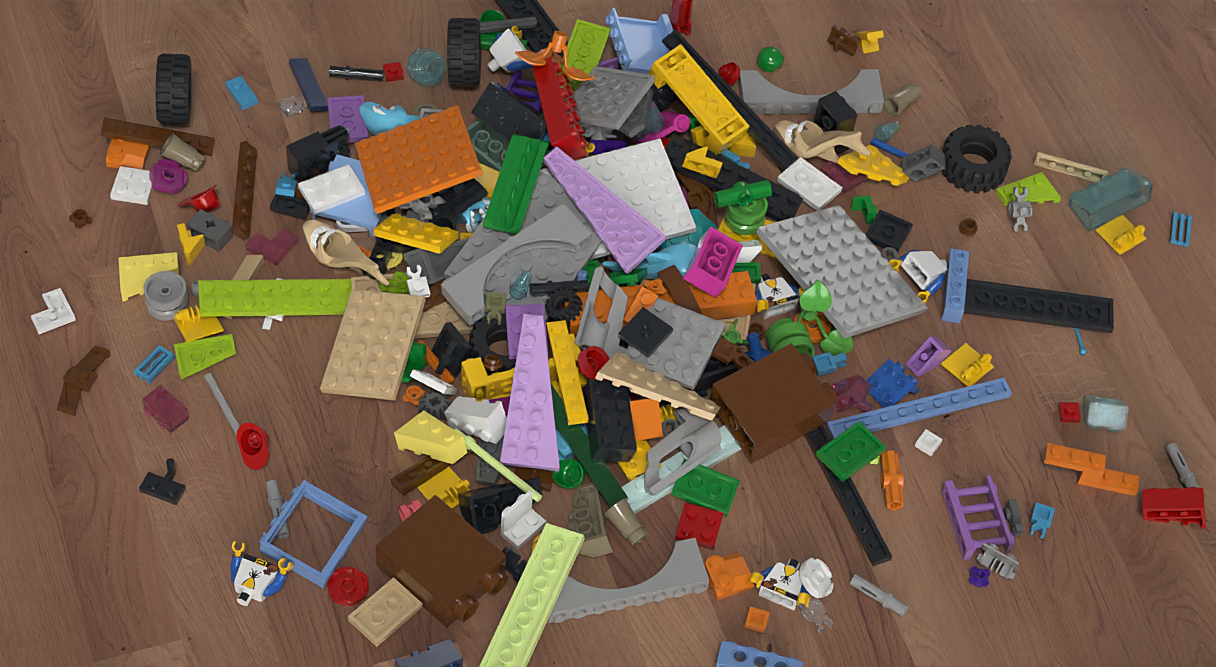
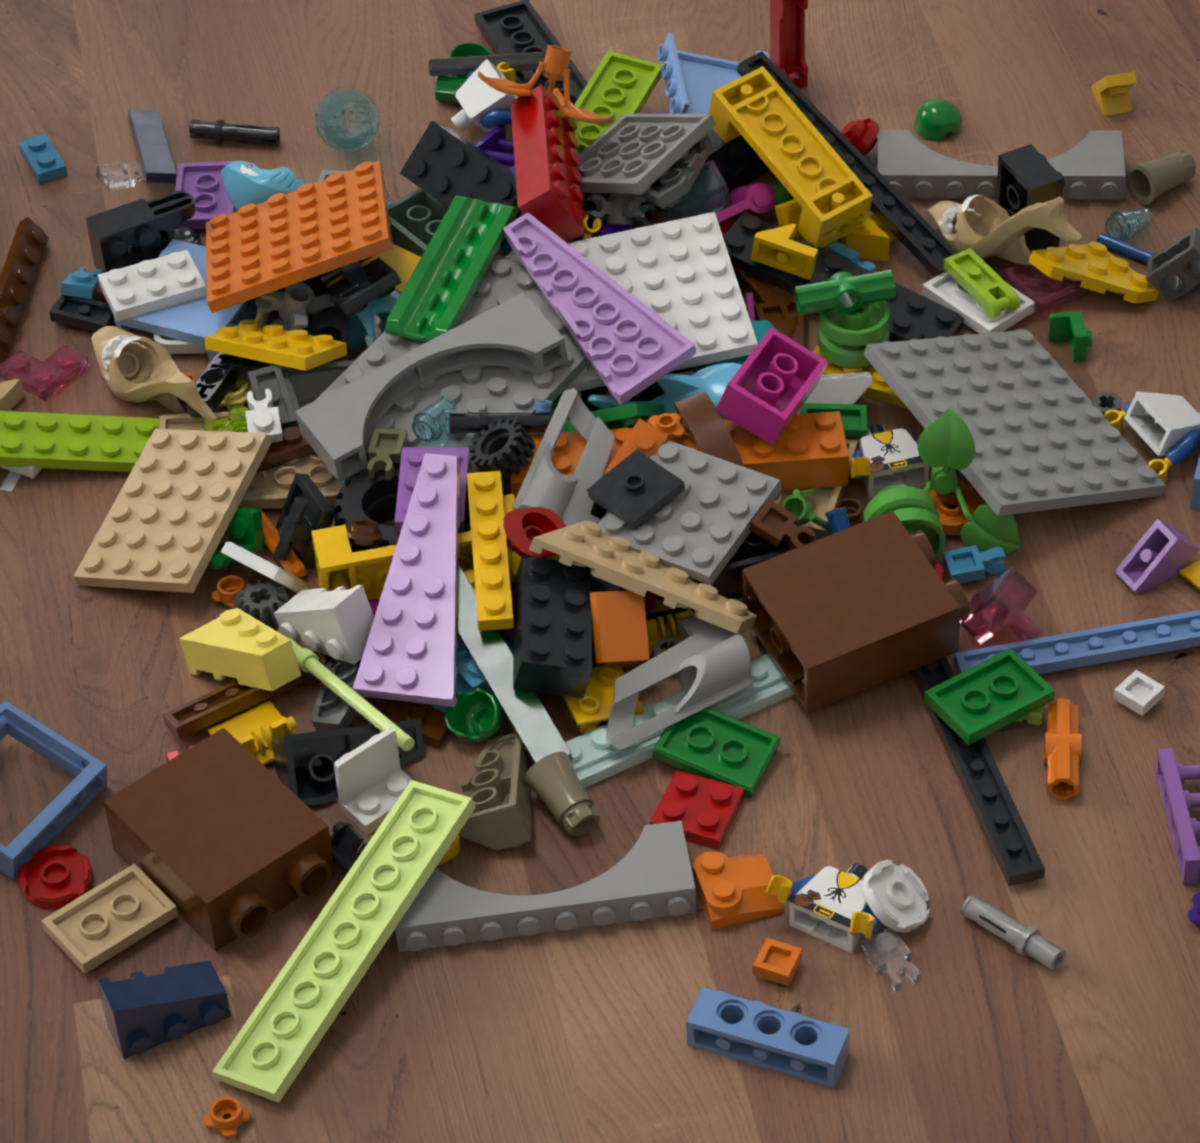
camera: 15 degrees right, 10 degrees down
(393, 72) = (296, 132): red plate -> none
(464, 51) = (407, 90): black tyre -> none
(812, 176) = (982, 283): none -> lime plate
(843, 40) = (1070, 94): reddish brown hips -> none
(888, 230) = (1111, 368): black plate -> none
(891, 384) = (1081, 597): blue bracket -> none

